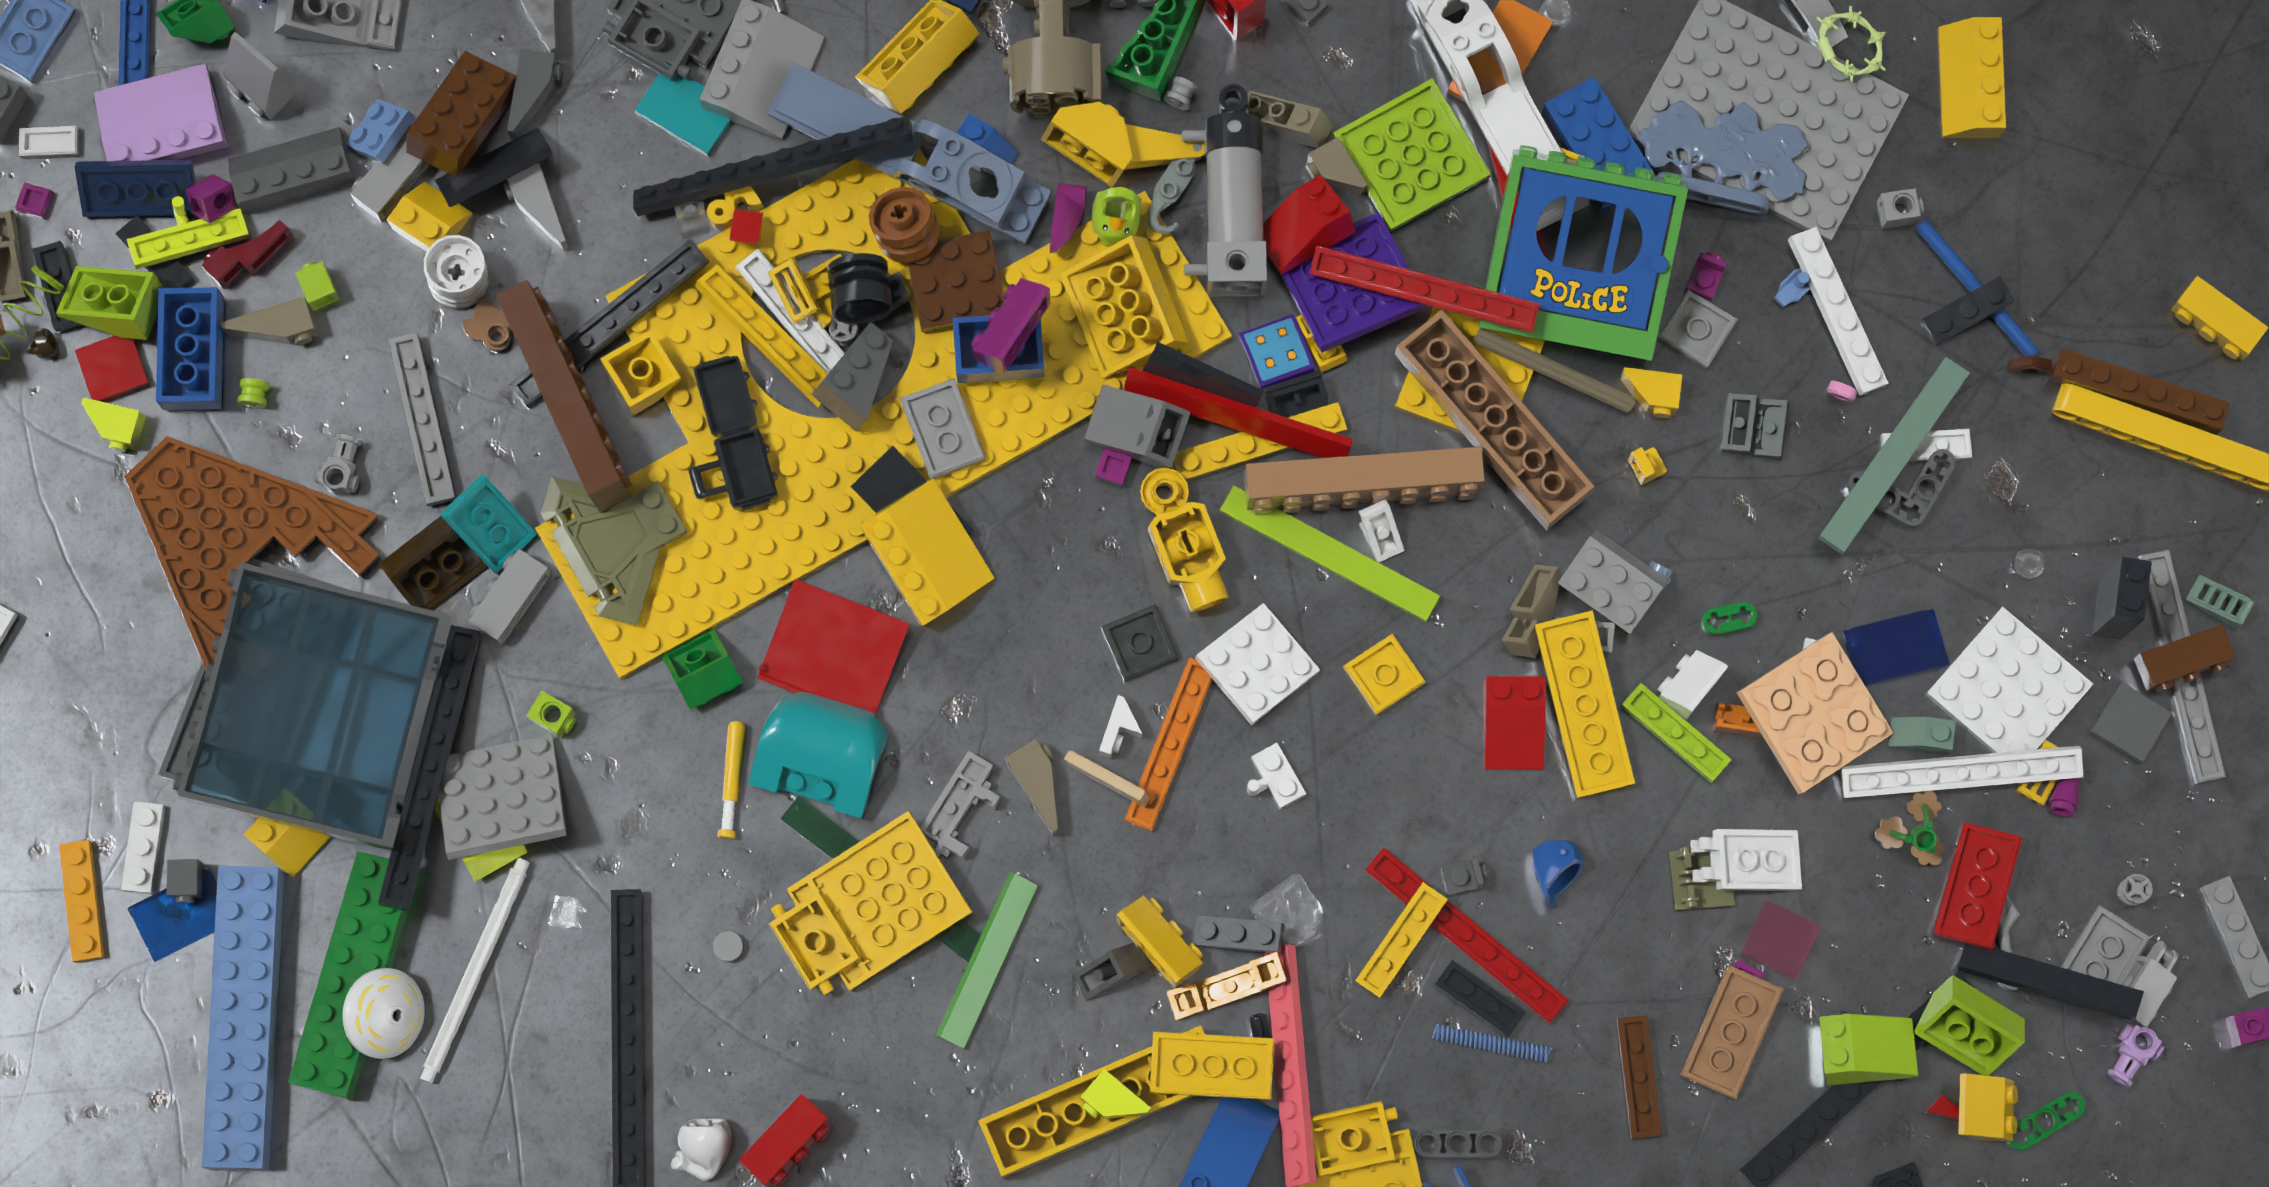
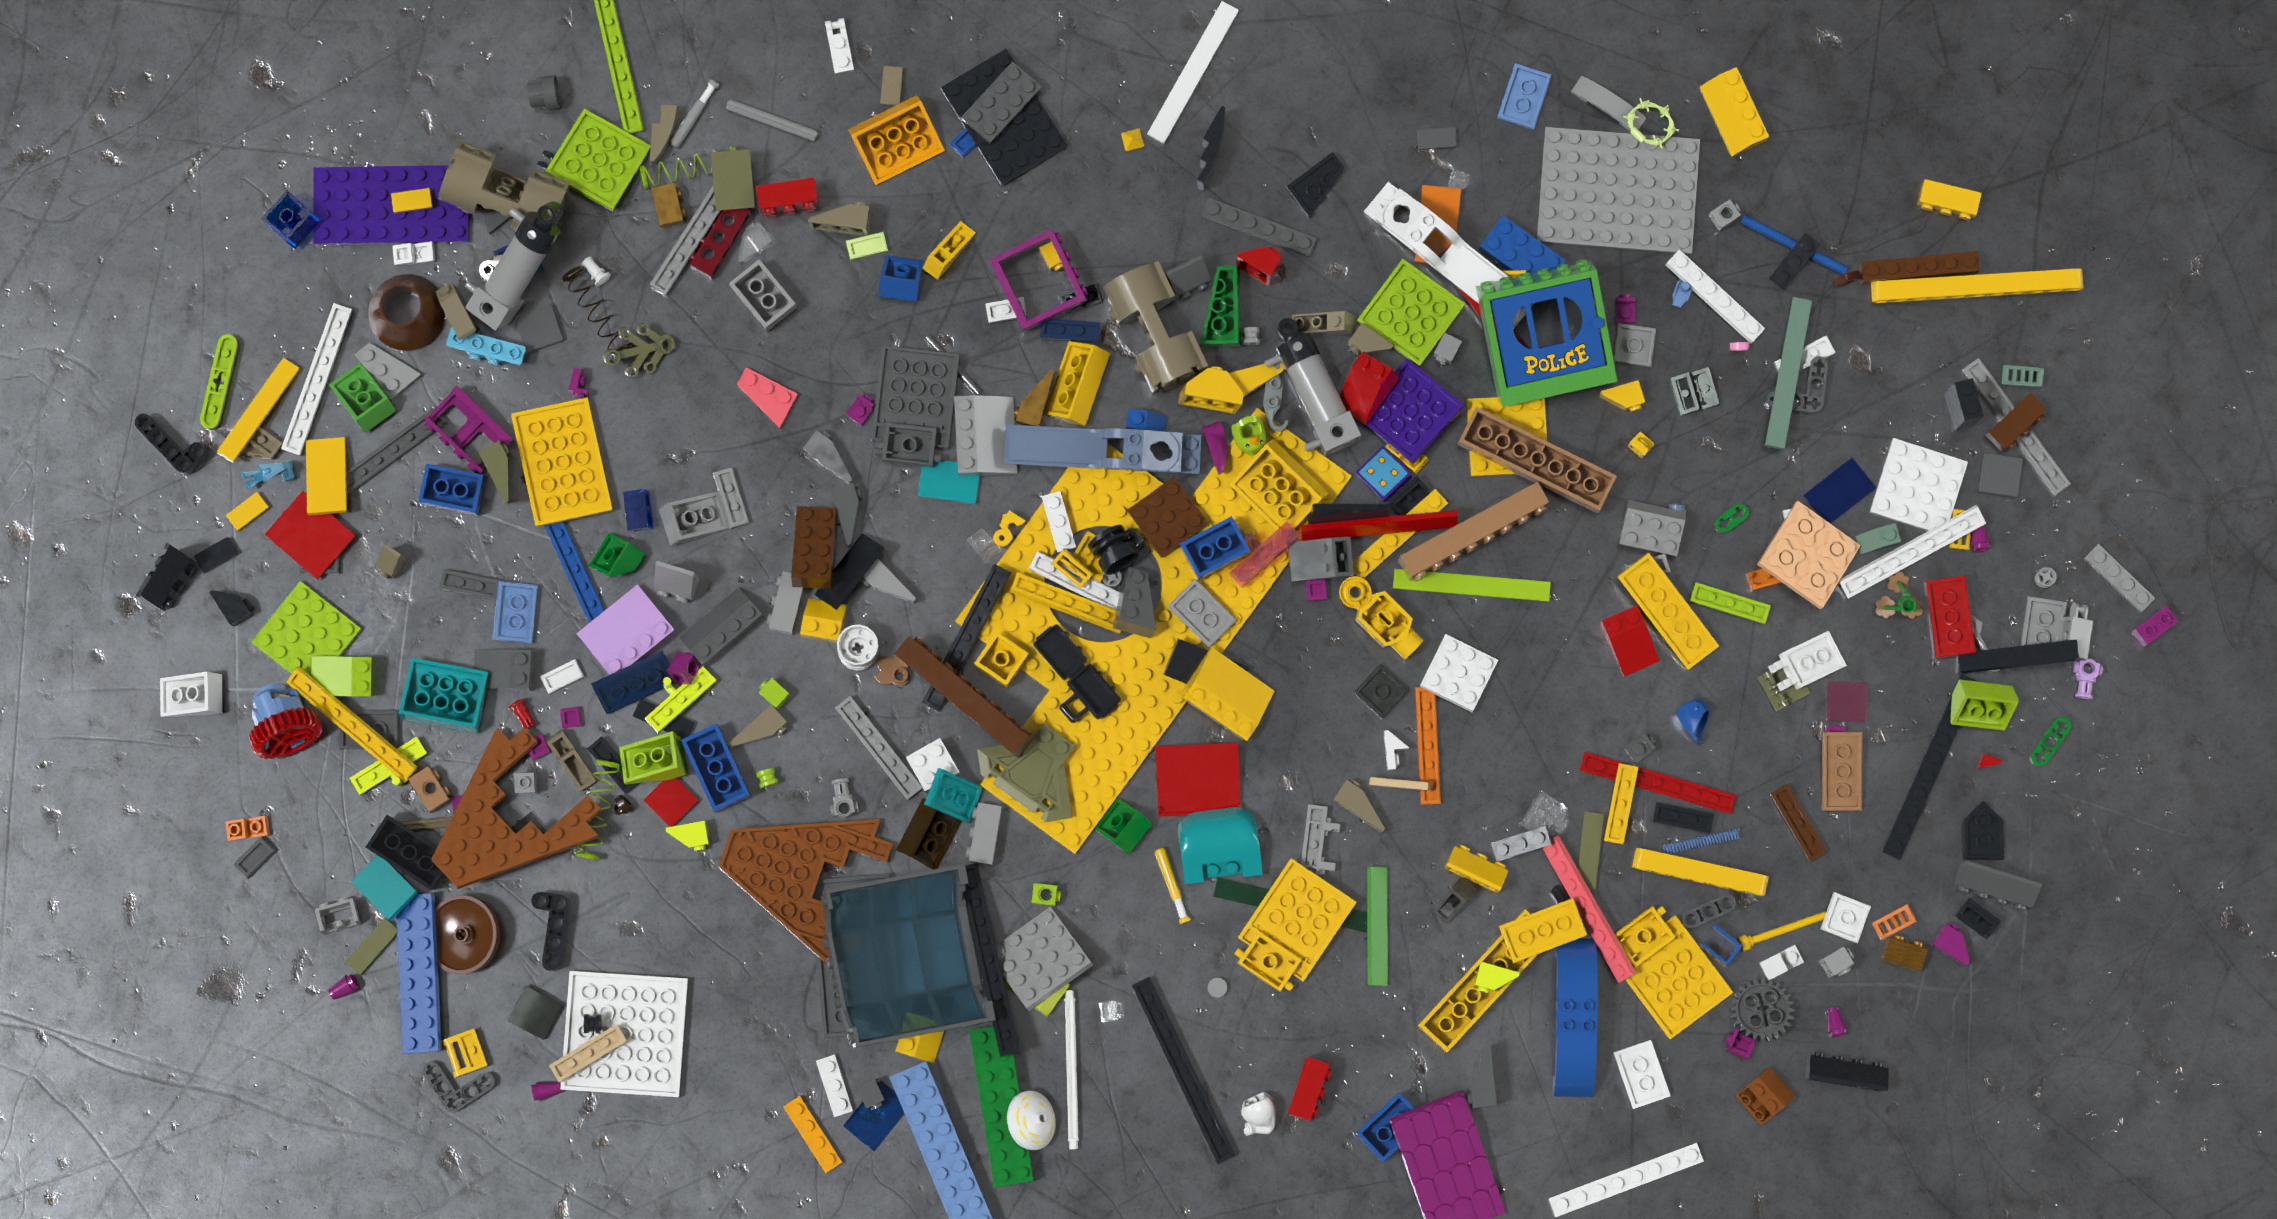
camera: 20 degrees left, 5 degrees up
(227, 263) = (710, 704): dark red slope -> none
(380, 130) = (767, 579): medium blue plate -> none
(487, 457) = (928, 760): none -> white brick
(746, 226) = (1023, 540): red slope -> none
(772, 165) = (1023, 495): black plate -> none
(806, 222) = (1058, 521): none -> white plate
(848, 56) = (1033, 406): none -> pearl gold slope
(904, 224) = (1122, 497): dark orange wheel -> none
(1011, 325) = (1219, 533): magenta slope -> none
(1062, 383) = (1264, 553): none -> clear pink plate
(1227, 986) = (1529, 878): slope -> none
(1276, 777) = (1500, 737): white plate -> none
(1331, 984) = (1590, 848): none -> olive tile
(1380, 531) = (1497, 558): white slope -> none
(1384, 674) = (1538, 645): yellow tile -> none
(1425, 288) = (1459, 397): red tile -> none
(1438, 223) = (1447, 349): none -> light grey brick
(1471, 1084) = (1700, 872): none -> yellow beam
(1532, 606) = (1610, 566): dark tan slope -> none
(1554, 370) = (1558, 411): dark tan axle -> none
(1692, 682) = (1726, 570): white slope -> none
(1733, 148) = (1605, 222): sand blue plant -> none
(1867, 1048) = (1927, 745): lime slope -> none
(1987, 1108) = (2013, 750): yellow slope -> none
(2029, 563) = (1898, 404): clear tile -> none

